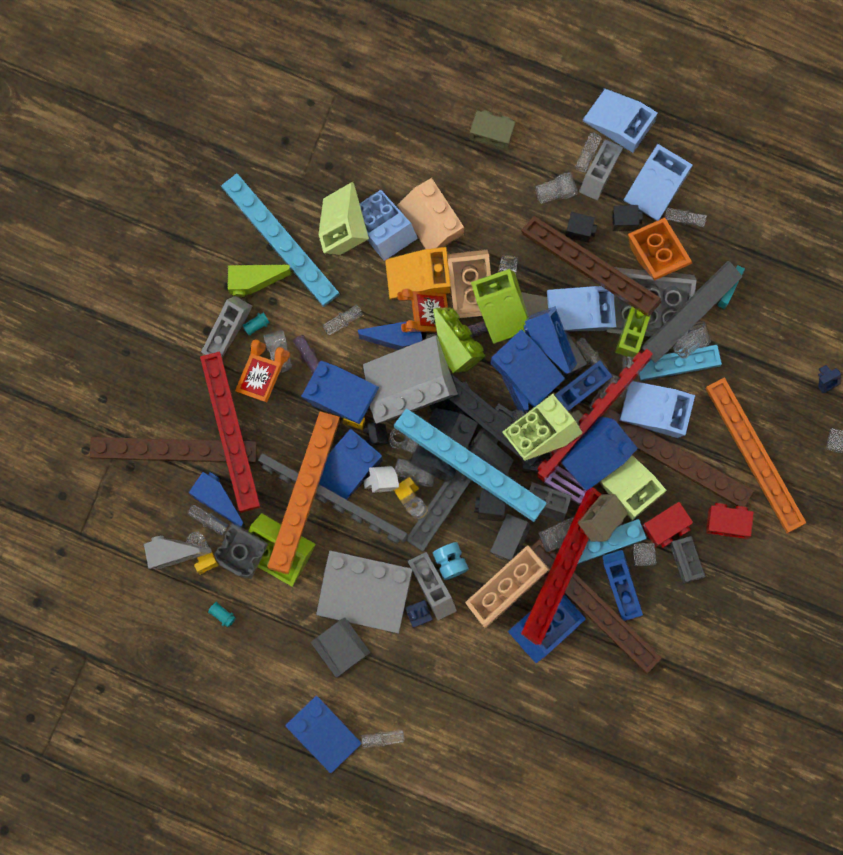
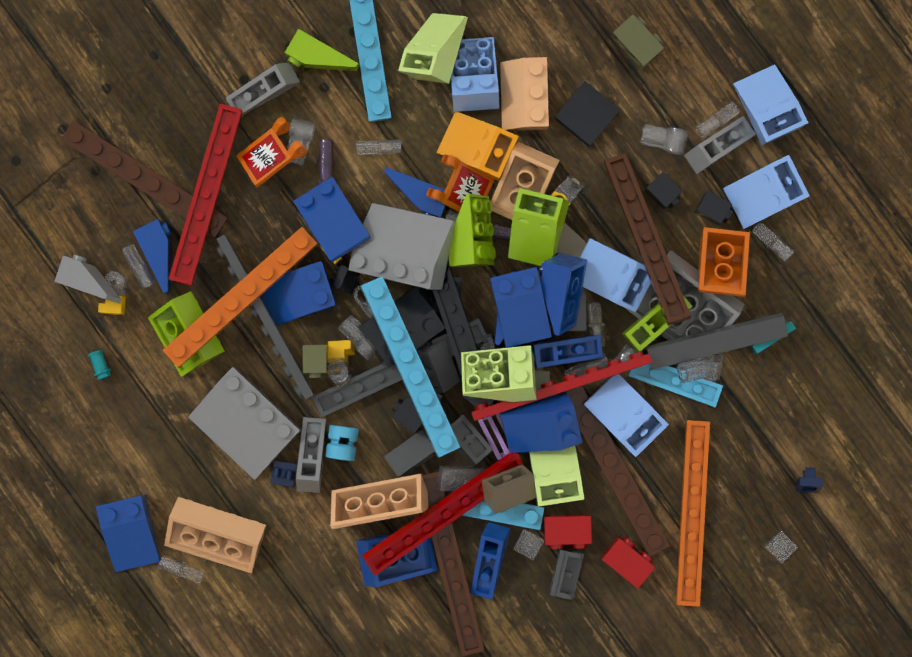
camera: 30 degrees right, 10 degrees up
(240, 551) = (148, 318): dark grey slope -> none
(256, 323) = (293, 101): teal pin -> none
(340, 647) = (192, 462): dark grey slope -> none
(382, 479) = (322, 327): white brick -> none
(392, 507) = (315, 360): none -> olive brick
(393, 694) = (214, 534): none -> light nougat slope
(486, 204) = (587, 114): none -> black slope

